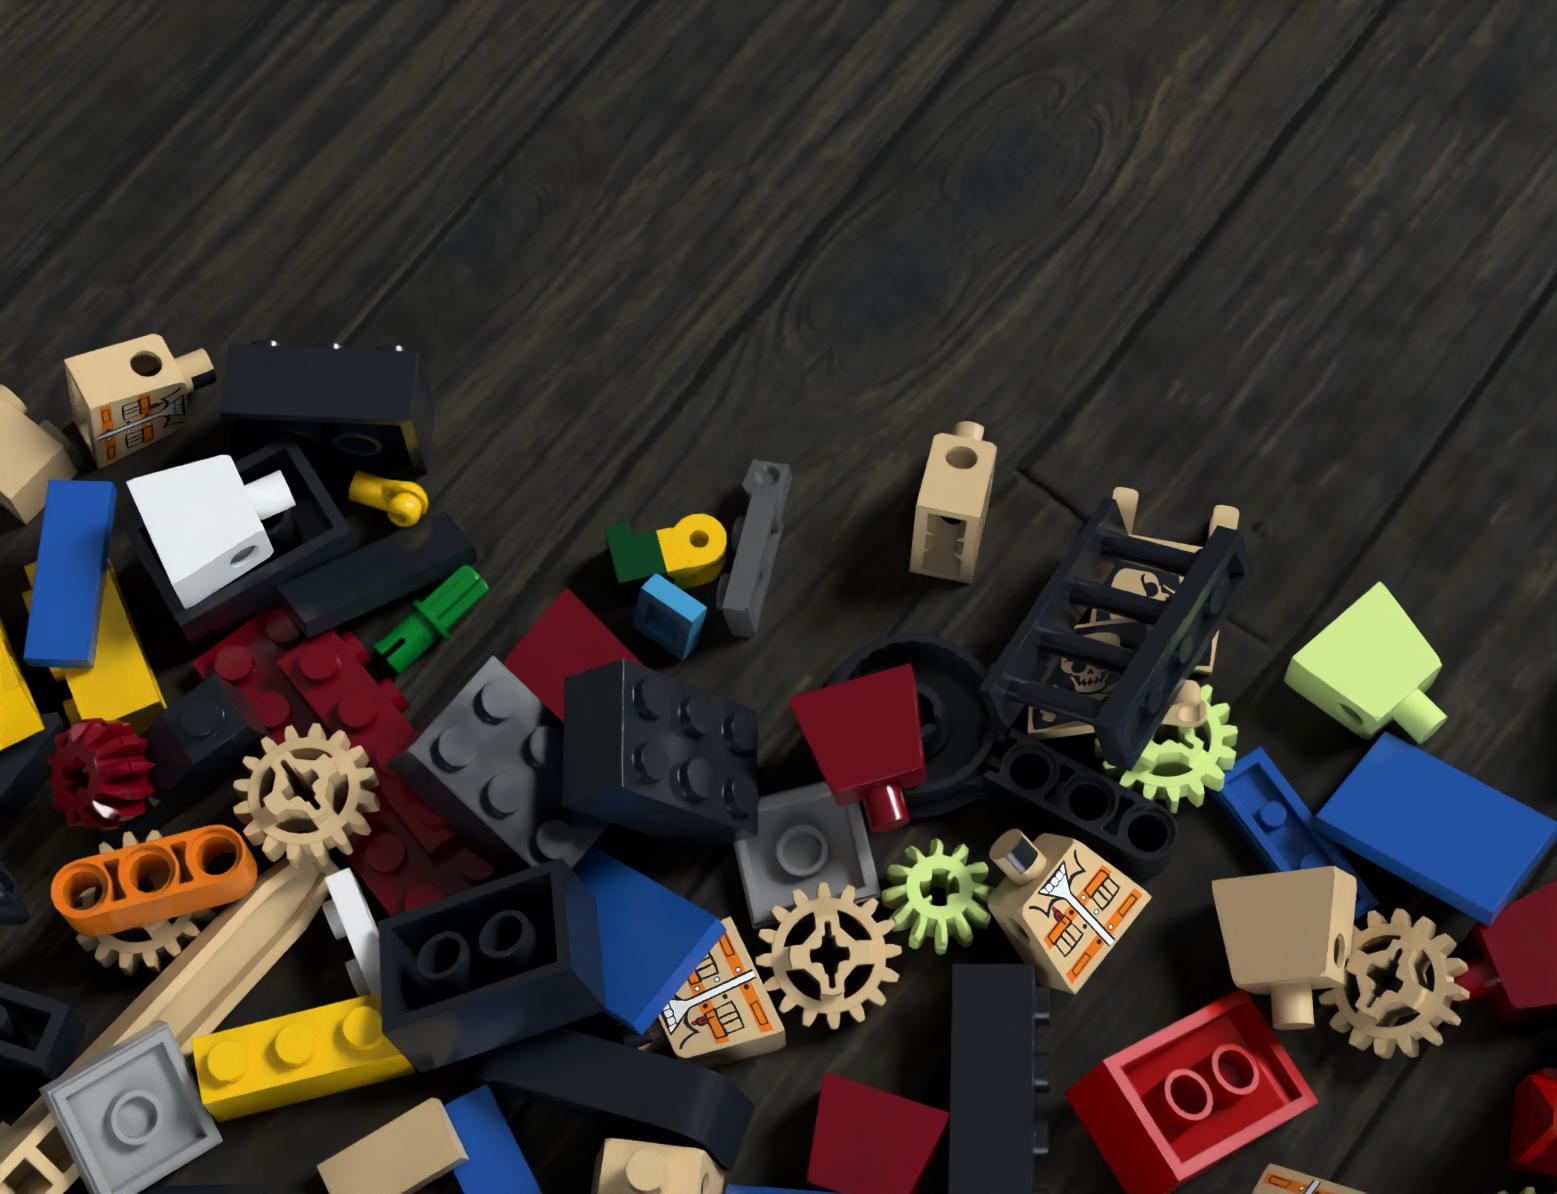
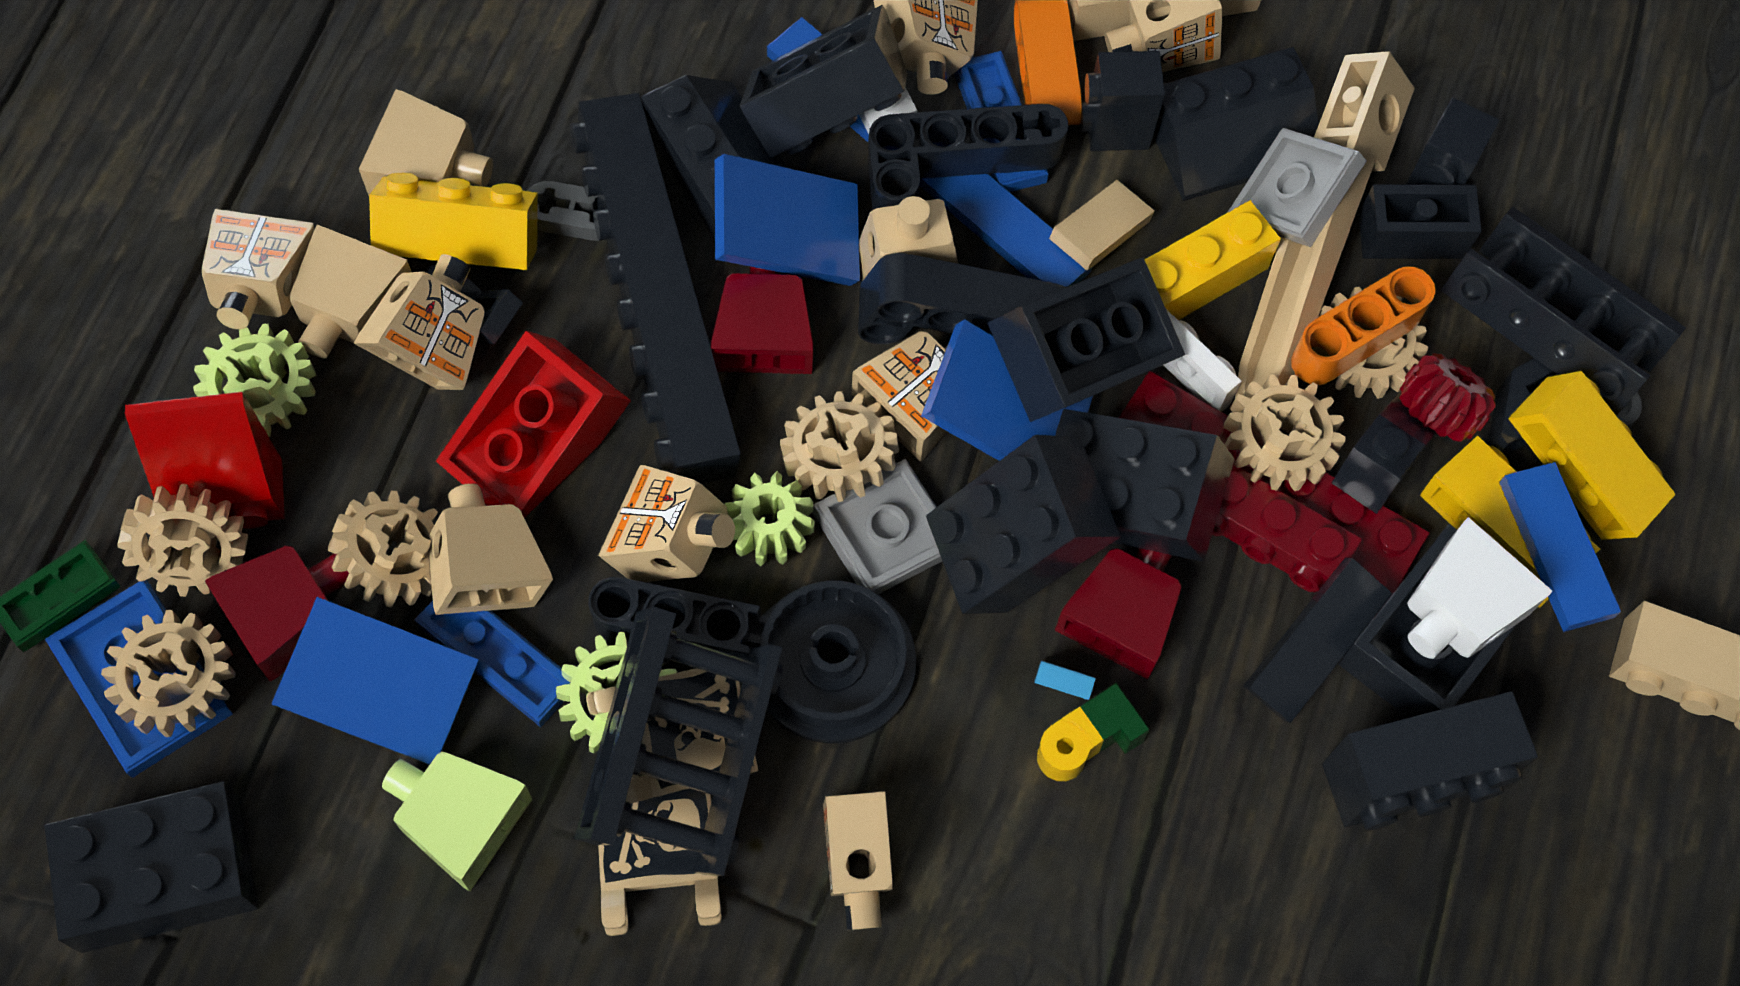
camera: 155 degrees right, 0 degrees up
(132, 394) = (1612, 719): tan torso -> none
(401, 499) = (1334, 724): yellow arm -> none
(431, 619) = (1257, 624): green axle -> none
(756, 544) = (1016, 770): dark grey hinge -> none
(867, 741) = (863, 593): dark red torso -> none

